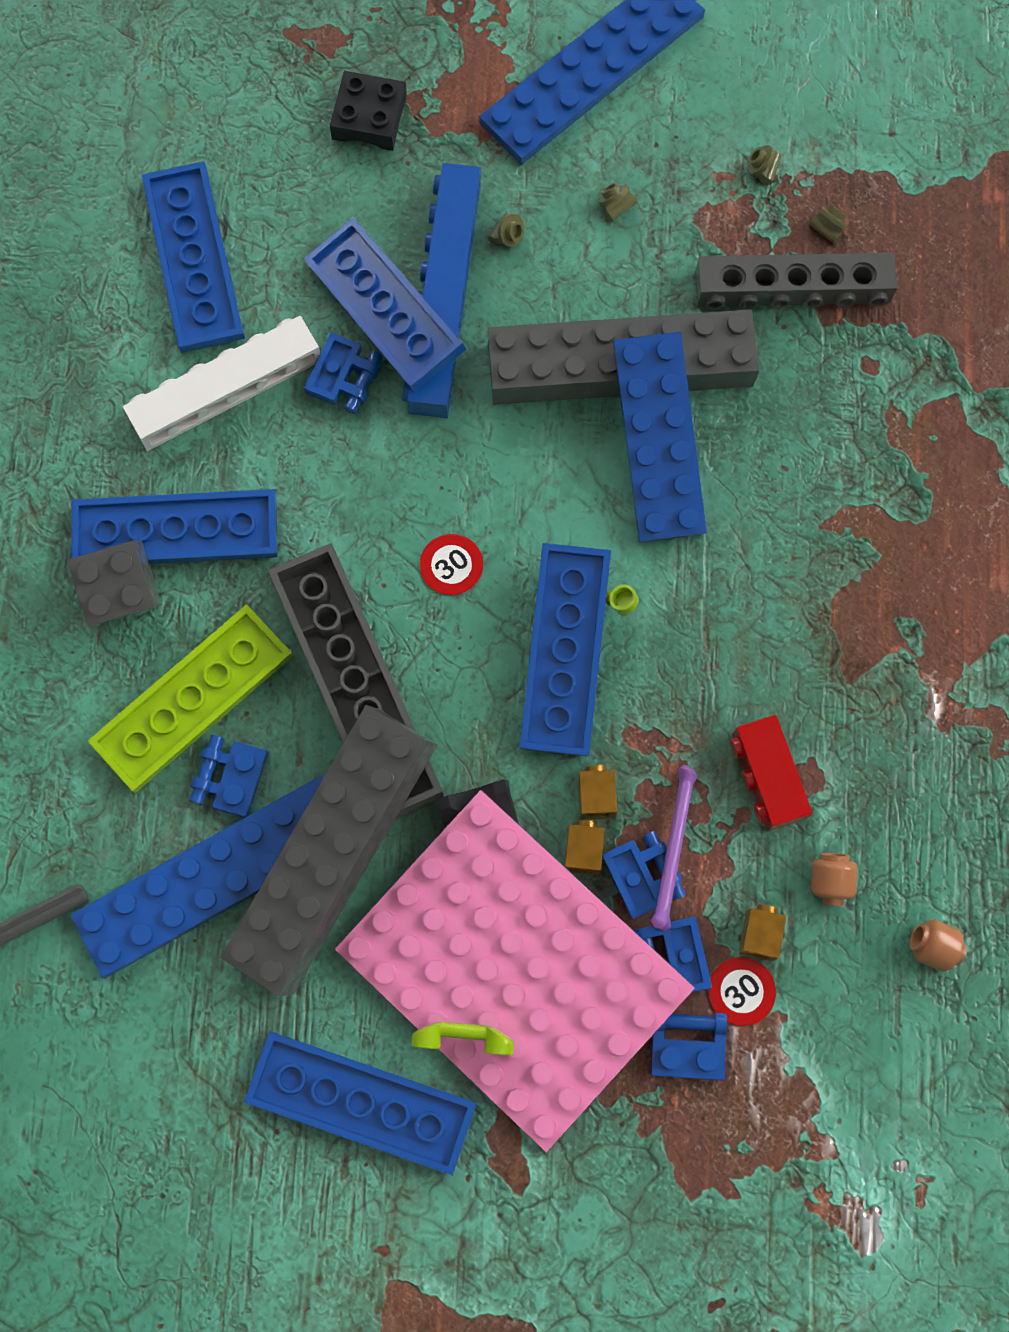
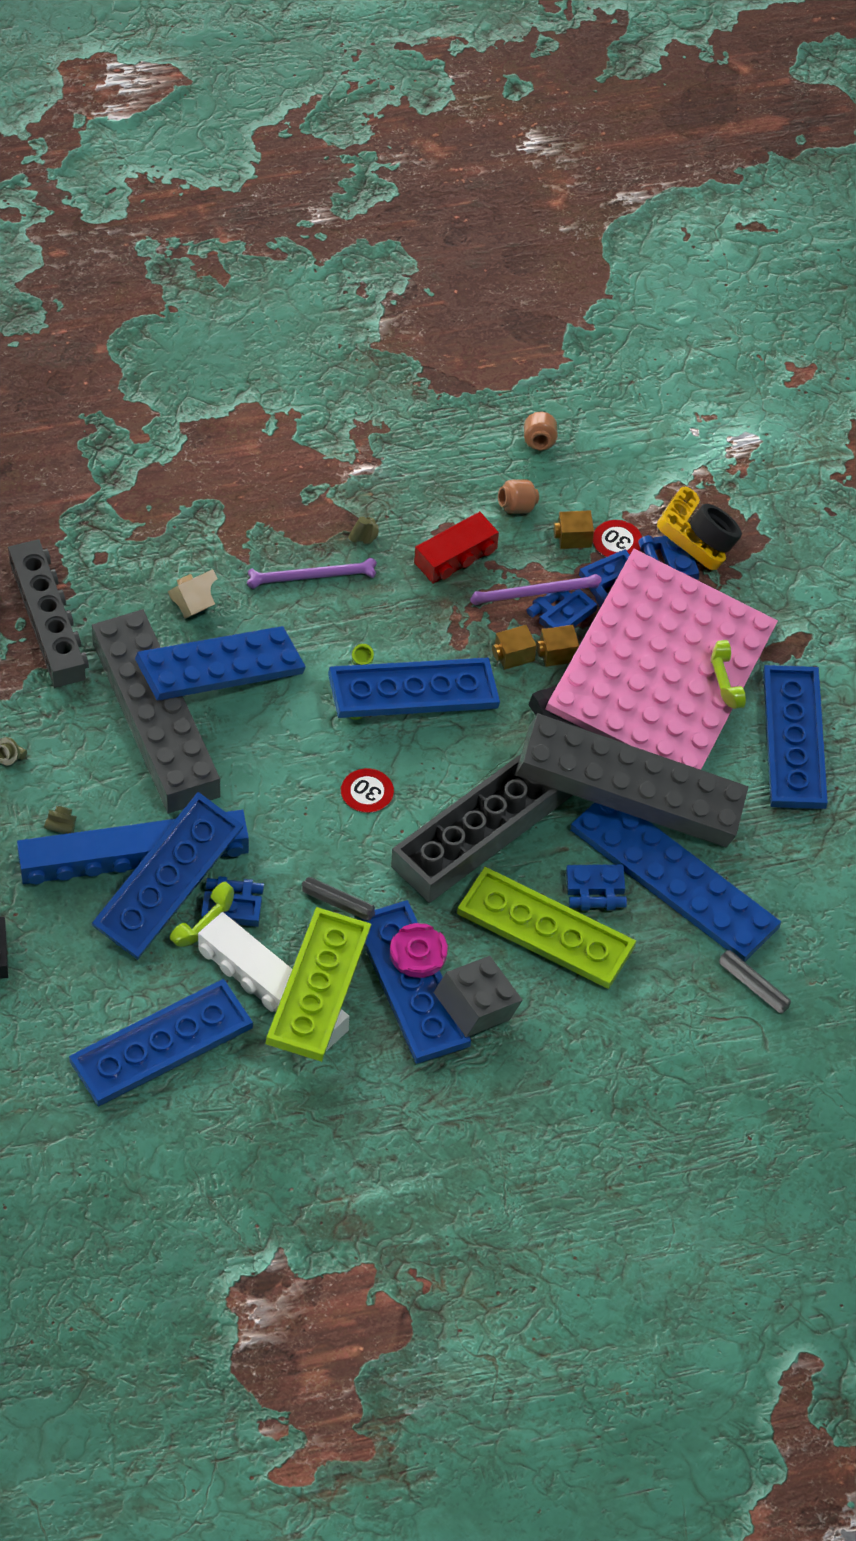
camera: 110 degrees left, 20 degrees down
(182, 411) = (318, 984): none -> lime plate
(201, 541) = (418, 950): none -> dark pink tile
(302, 479) = (338, 898): none -> dark grey axle
(335, 352) = (223, 896): none -> lime bar
(720, 1139) = (715, 528): none -> black tyre
(731, 1072) = (675, 526): none -> yellow beam
(774, 655) = (257, 578): none -> medium lavender piece
(776, 439) = (193, 594): none -> tan brick
(828, 674) = (364, 530): none -> olive plate

